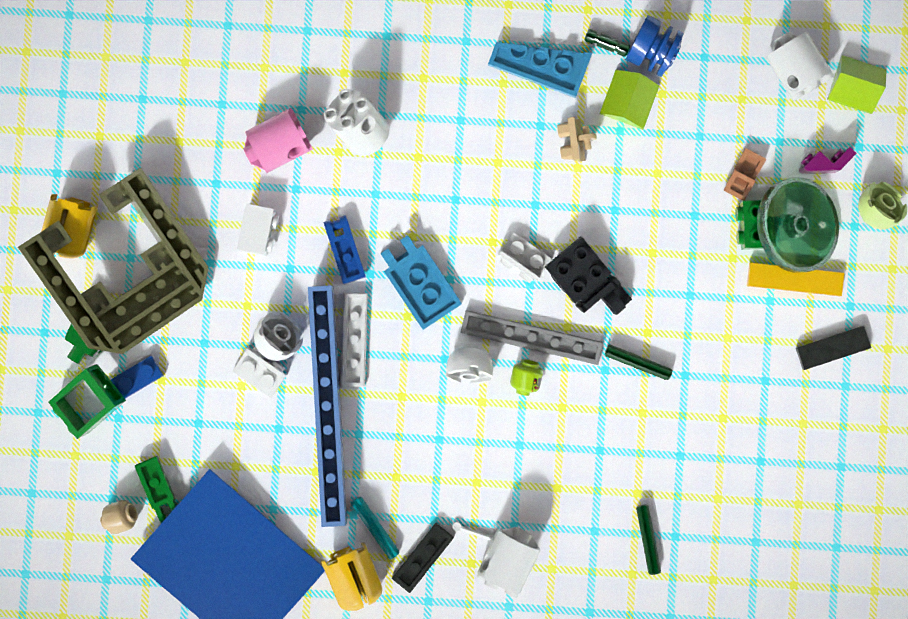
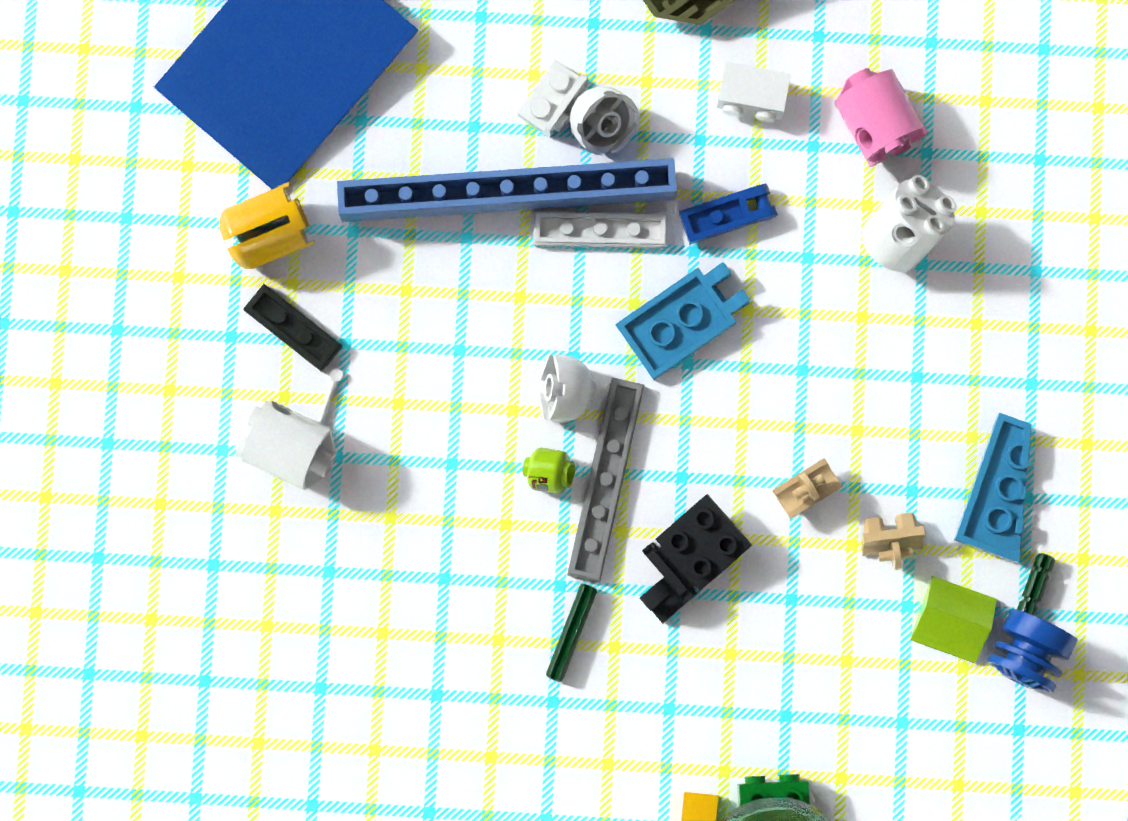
camera: 90 degrees right, 5 degrees down
(375, 528) = (335, 260): teal axle -> none
(524, 258) = (720, 467): white bracket -> none
(540, 197) = (807, 488): none -> tan hips
(648, 539) = (316, 648): dark green axle -> none
(744, 174) = (847, 787): nougat slope -> none

